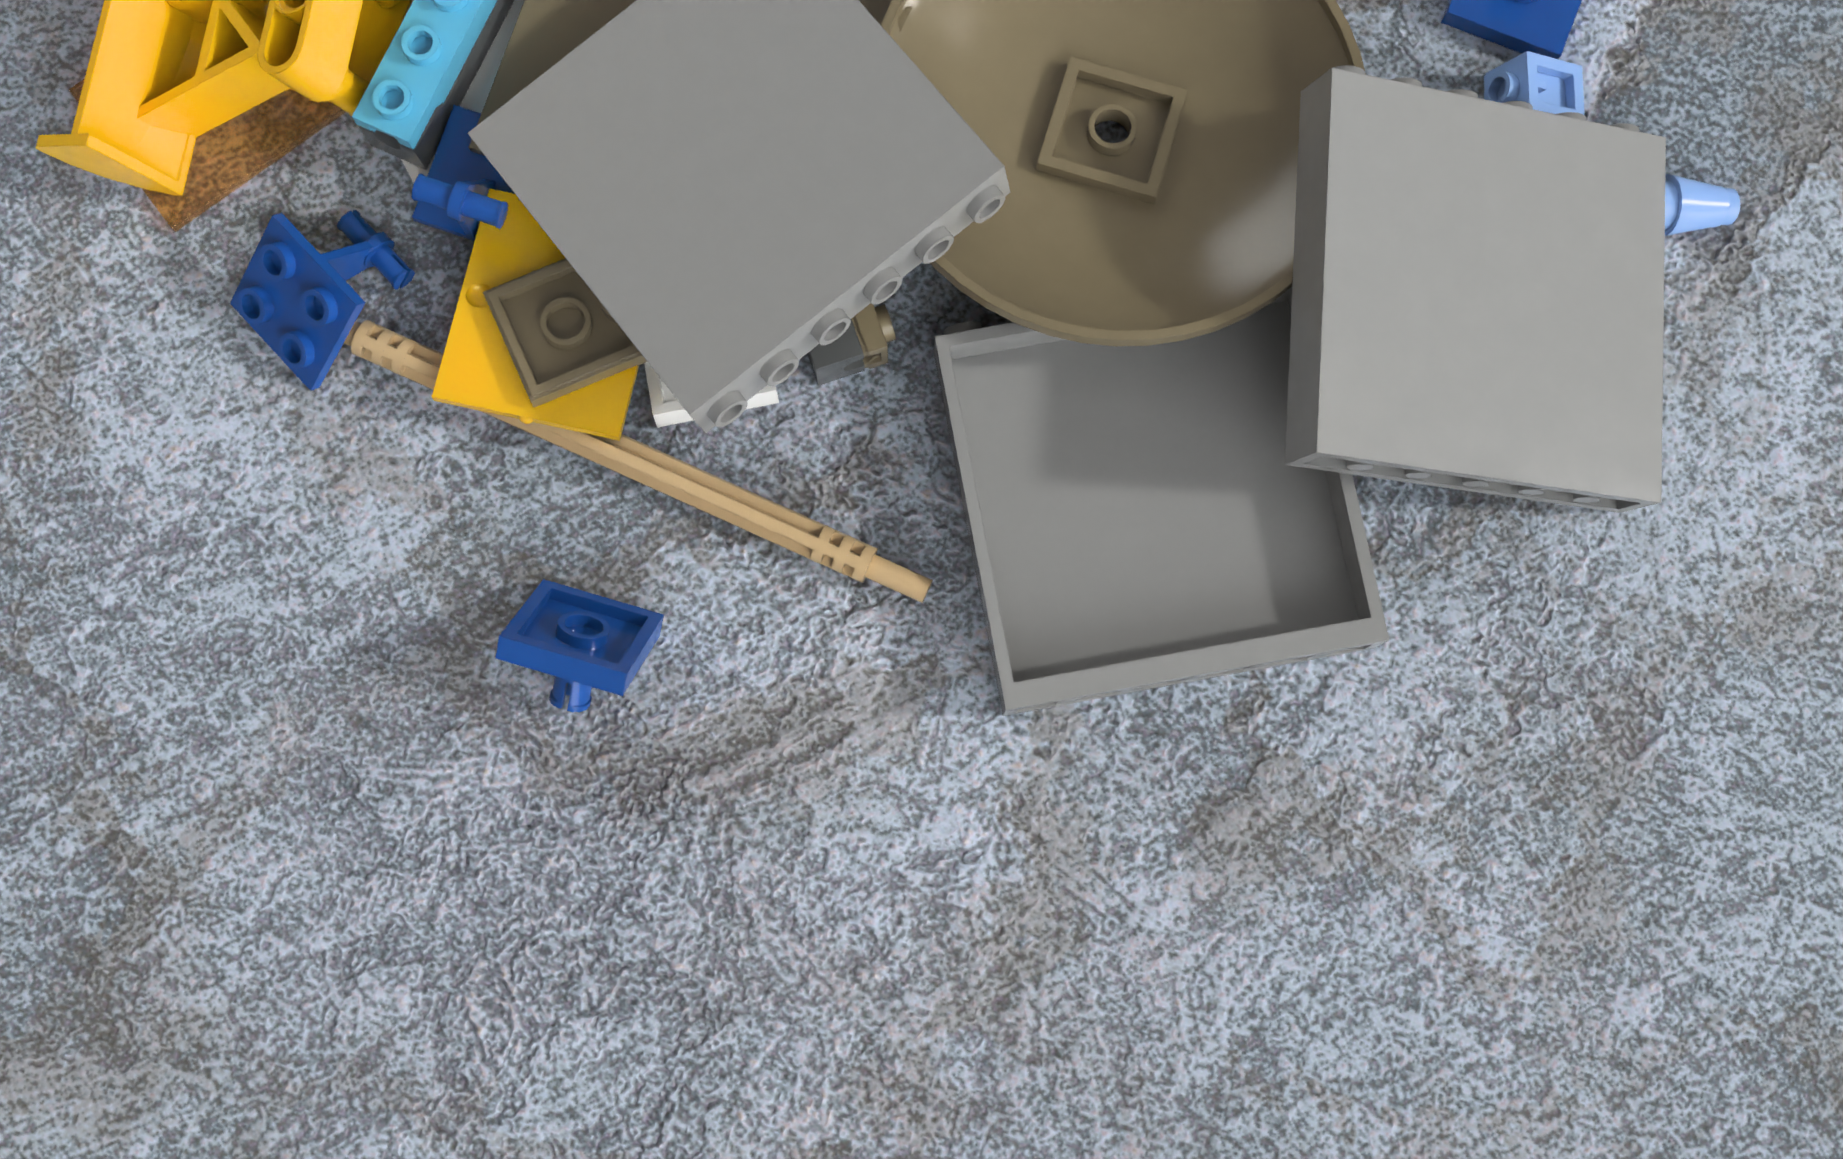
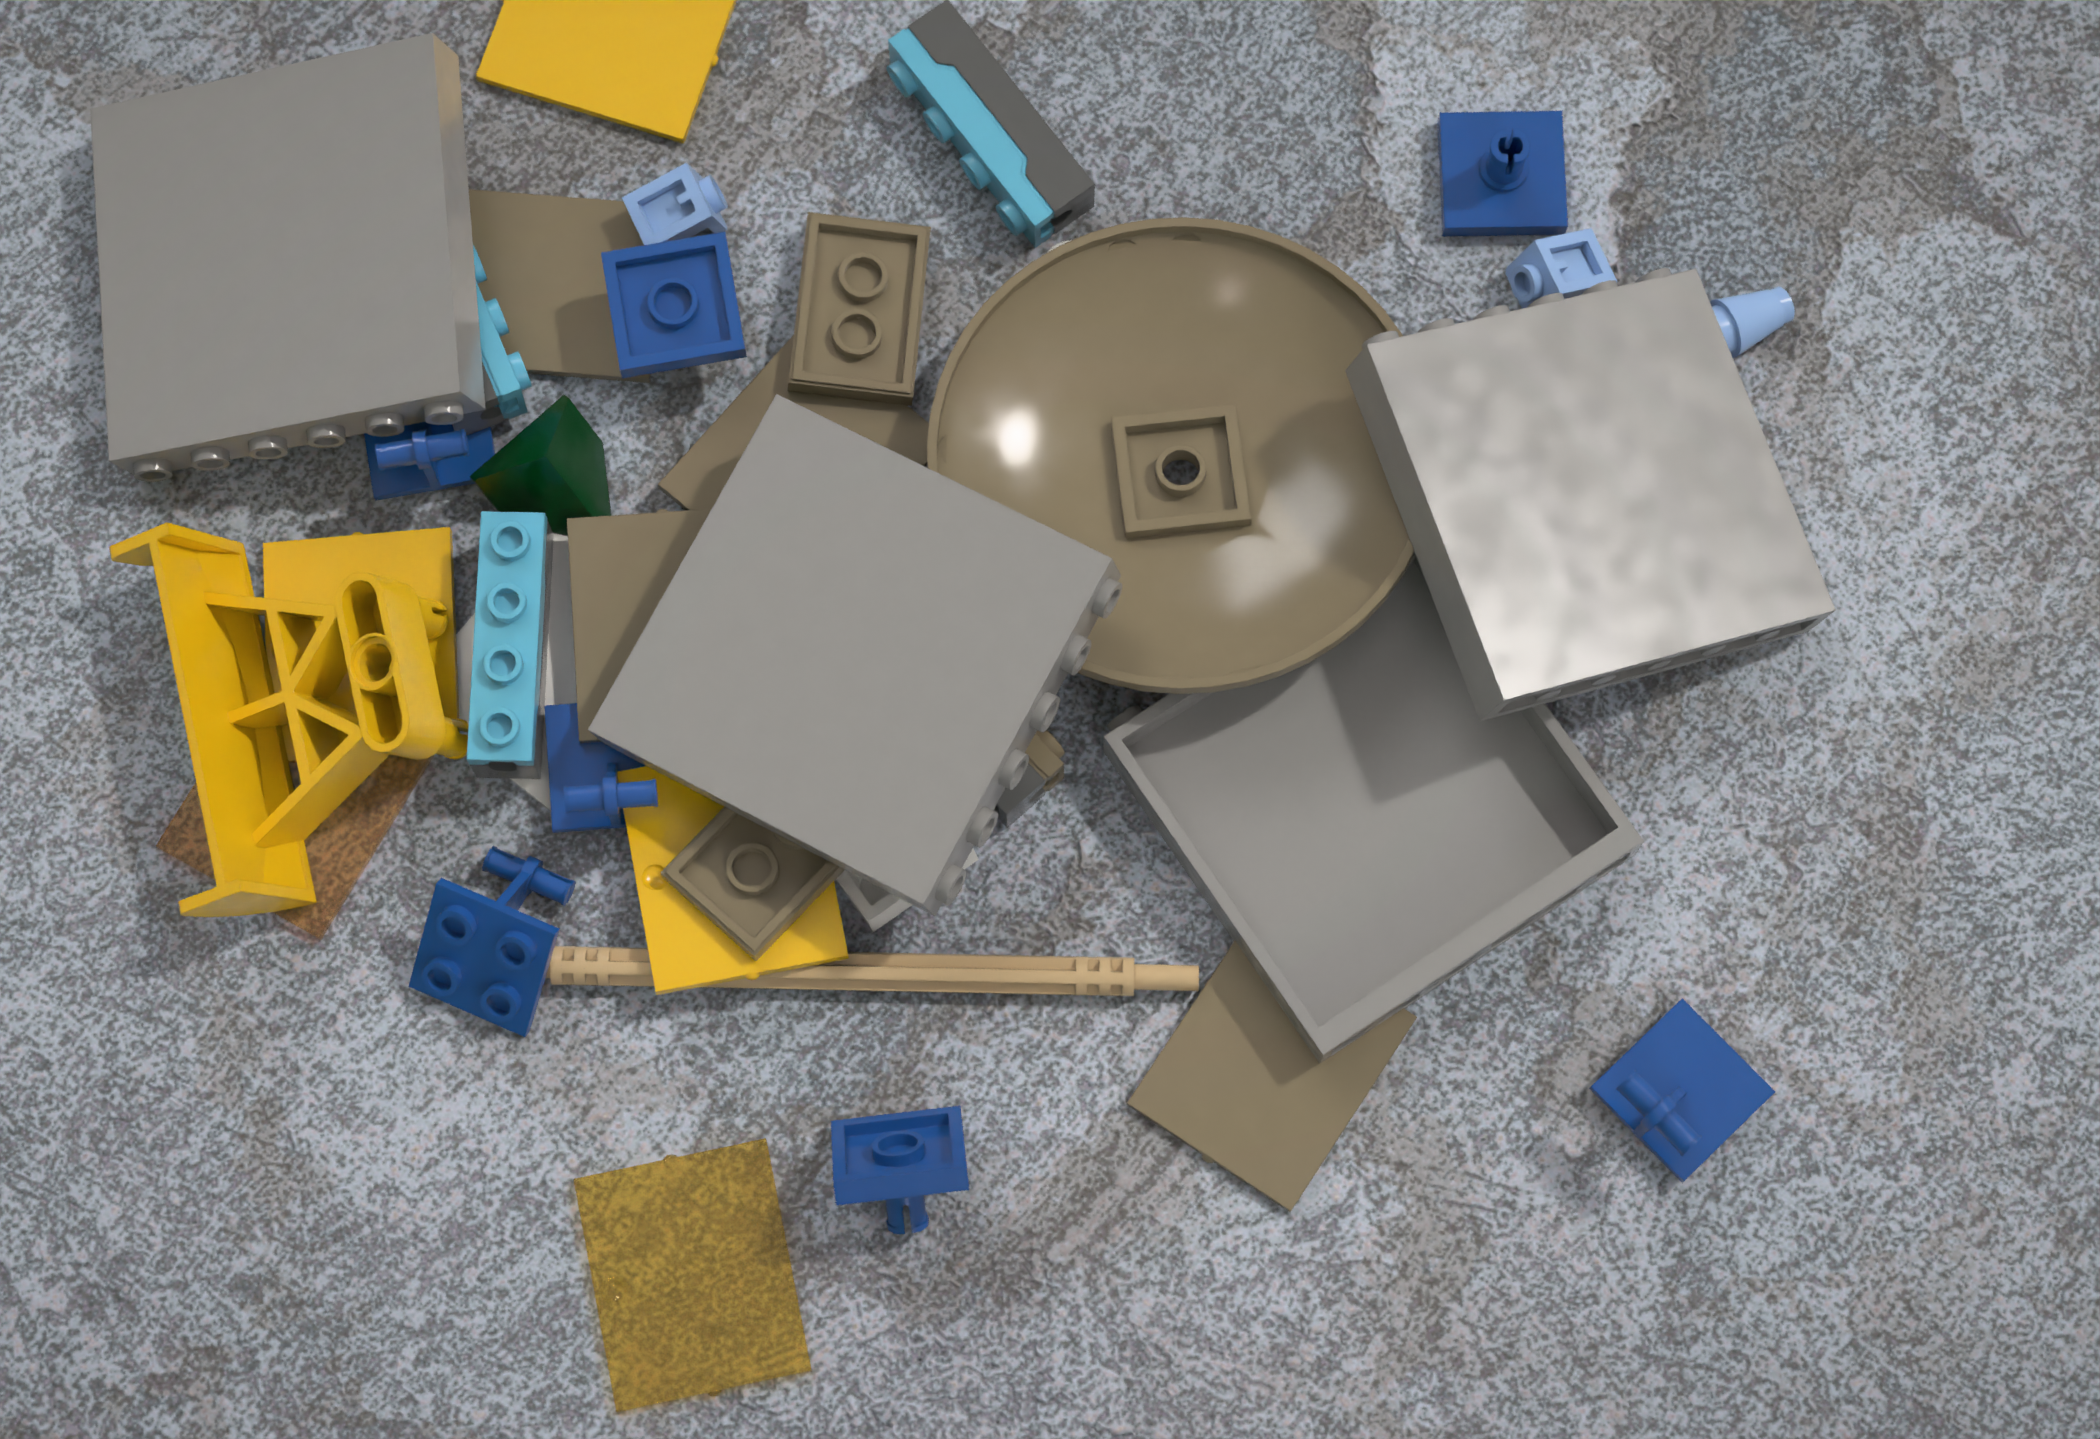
camera: 20 degrees left, 5 degrees down
(361, 664) = (692, 1275): none -> clear yellow piece
(932, 711) = (1251, 1090): none -> dark tan piece
(1324, 882) = (1682, 1090): none -> blue plate

